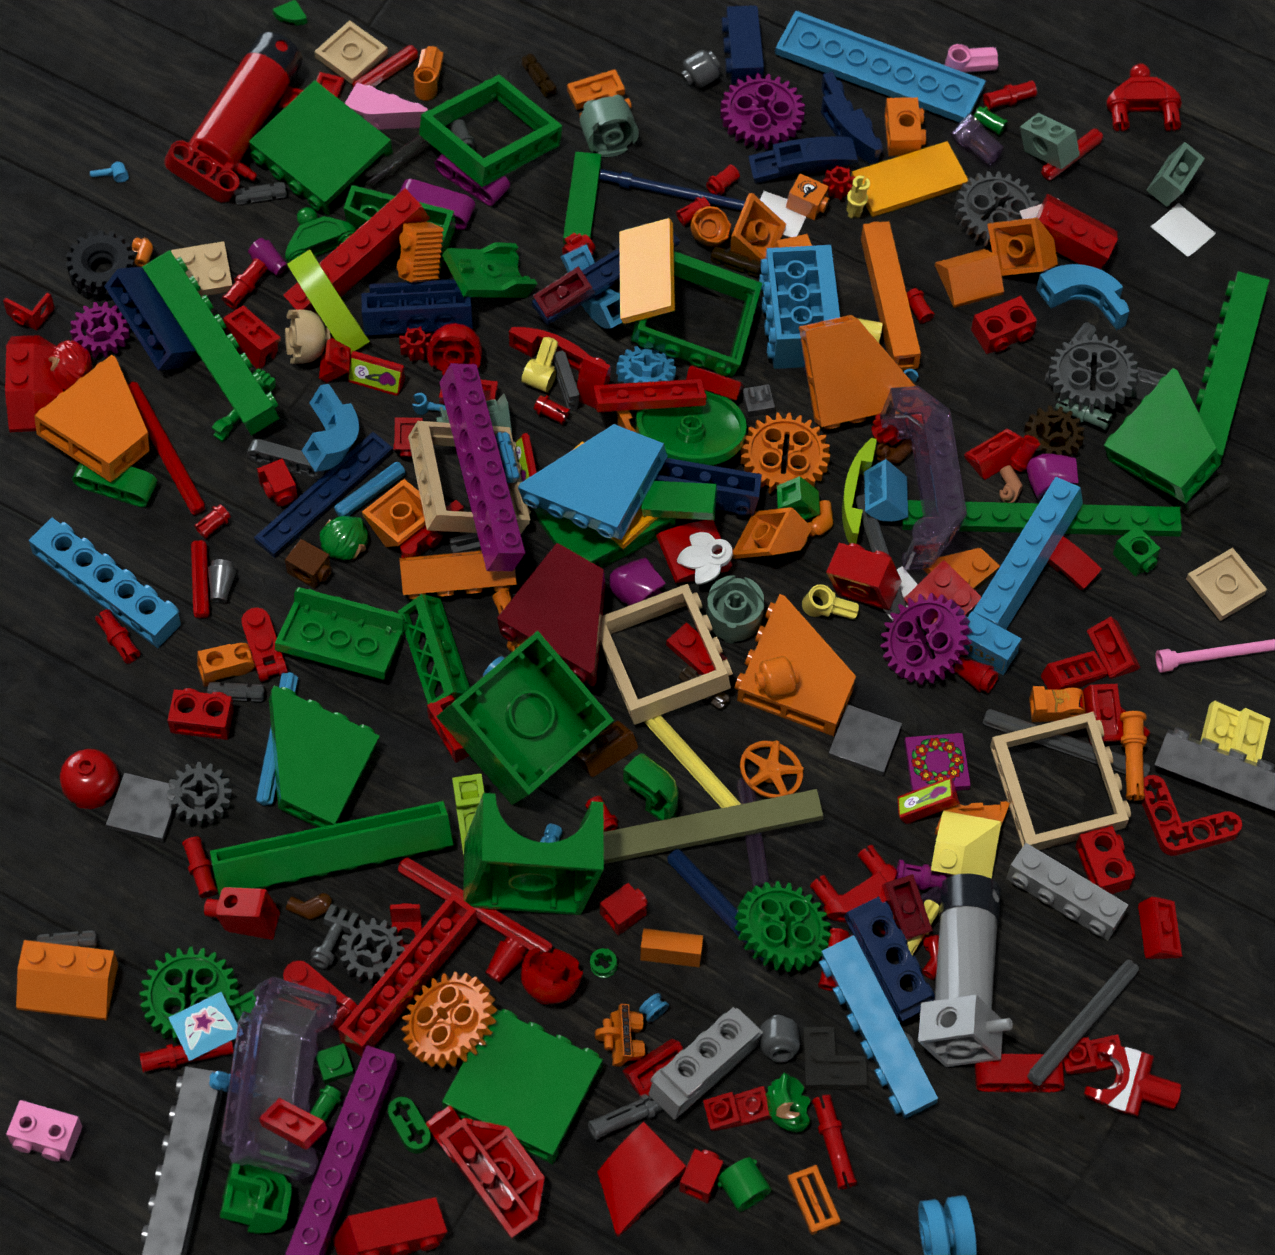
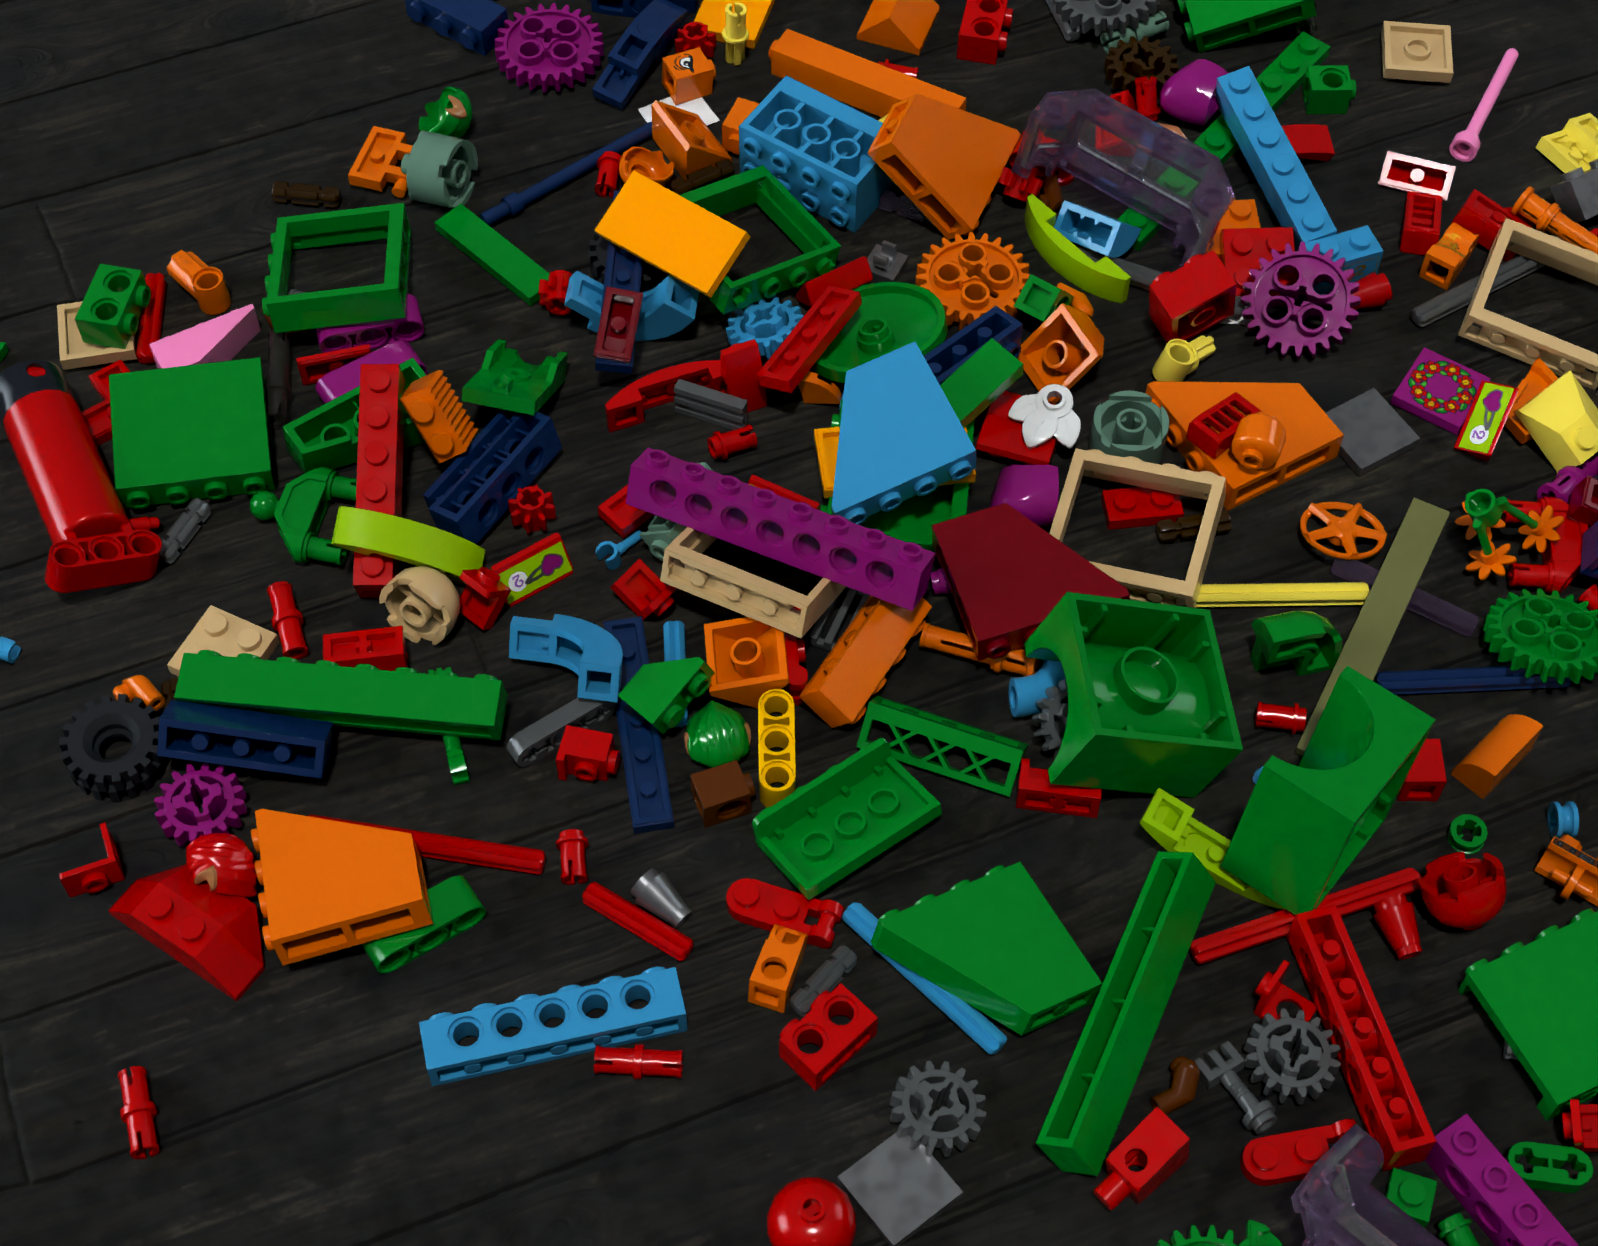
camera: 50 degrees left, 5 degrees down
(199, 867) = (1036, 1174): red pin -> none
(267, 253) = (269, 571): magenta cone -> none
(338, 489) = (665, 689): none -> green slope
(365, 46) = (113, 306): none -> green brick
(366, 560) = (772, 733): none -> yellow beam
(422, 173) = (317, 365): none -> red slope
(449, 1019) = (1489, 1025): orange gear -> none
(454, 345) = (580, 474): red cylinder -> none
(540, 371) = (678, 420): light yellow axle -> none
(654, 102) = (449, 114): none -> green hair
(701, 68) = (448, 60): dark grey head -> none
(718, 183) = (596, 134): red pin -> none
(773, 640) = (1208, 440): none -> red slope
(831, 831) = (1485, 512): none -> plant

